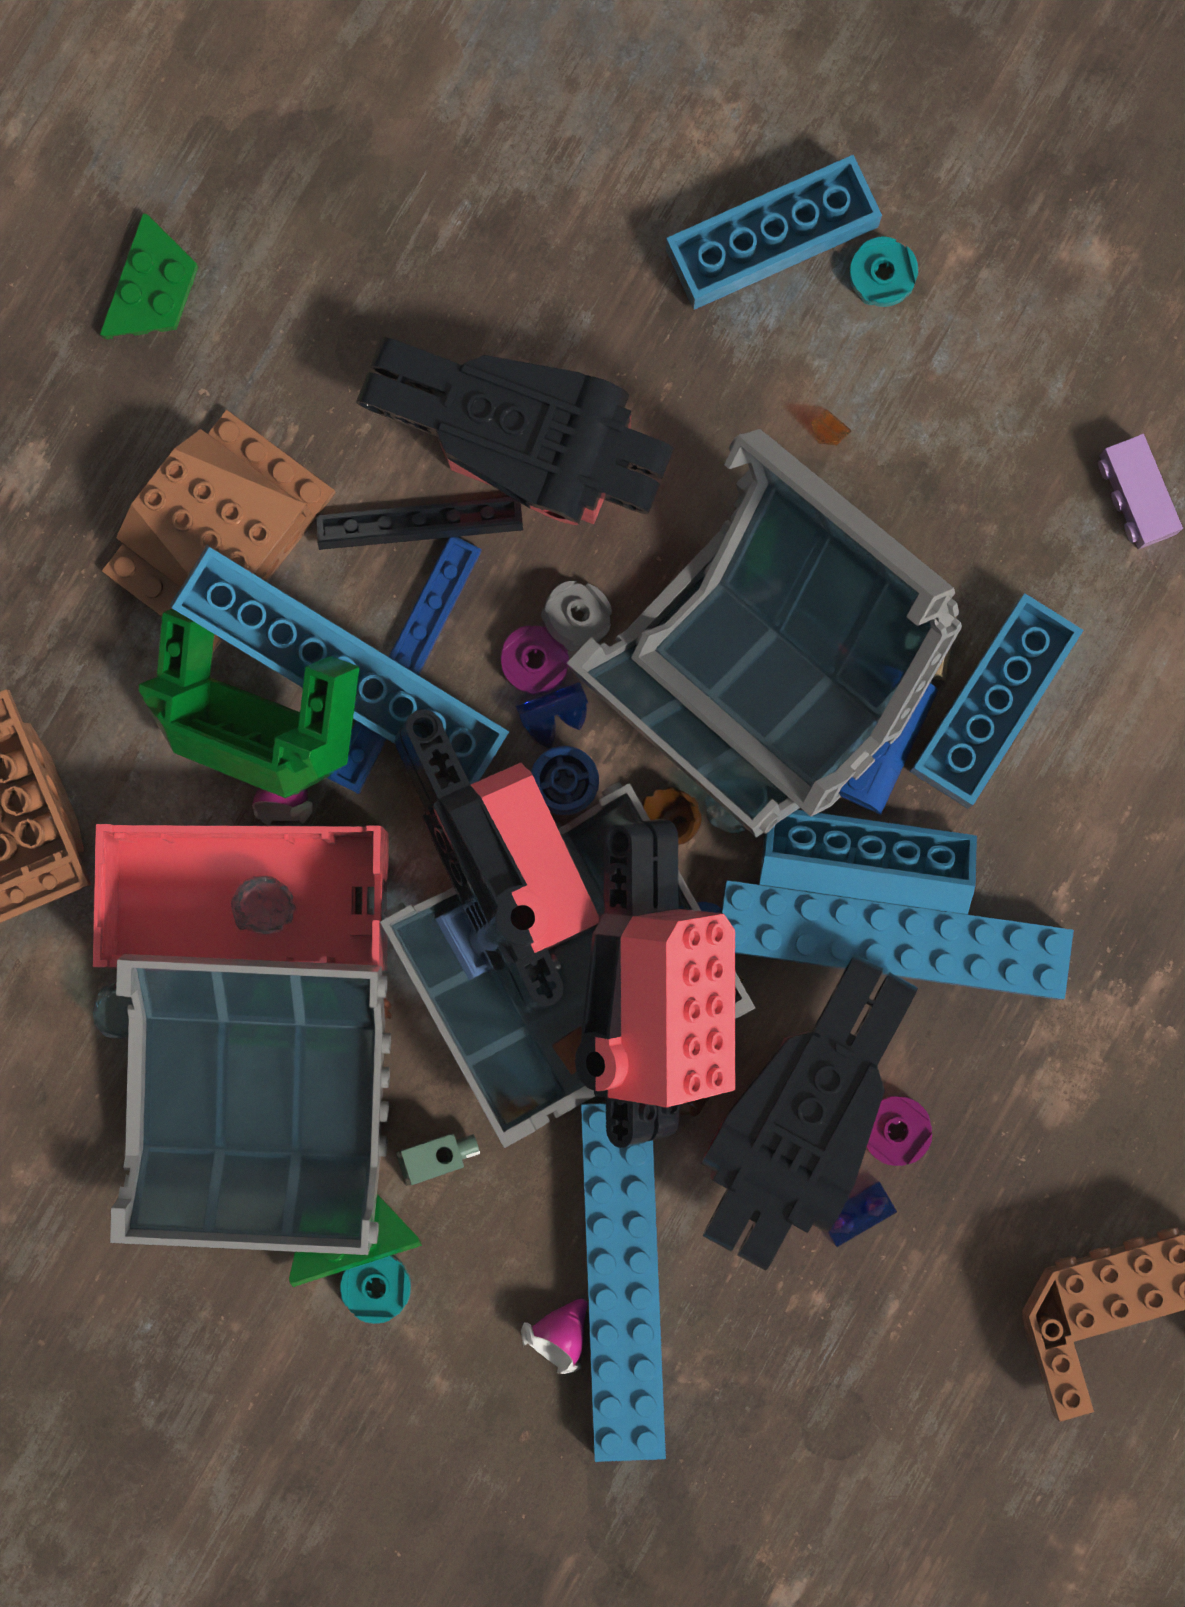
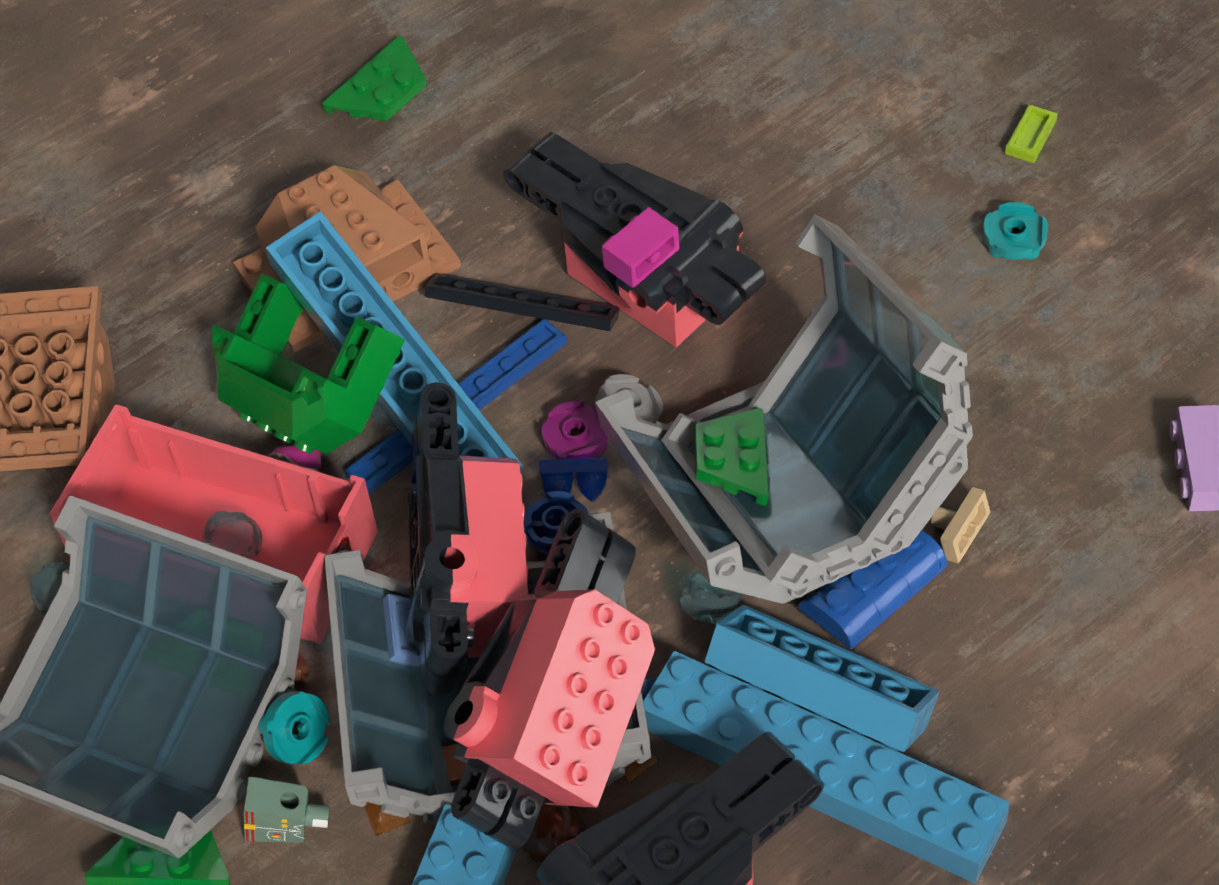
camera: 20 degrees right, 30 degrees down
(409, 1057) = (278, 724): none -> teal plate
(545, 472) = (640, 247): none -> dark pink brick
(676, 807) = (649, 589): reddish brown hair -> none
(712, 662) = (733, 454): none -> green wing
(773, 232) = (925, 172): dark azure brick -> none
(861, 131) = (1031, 133): none -> lime tile
(996, 701) = (999, 584): dark azure brick -> none

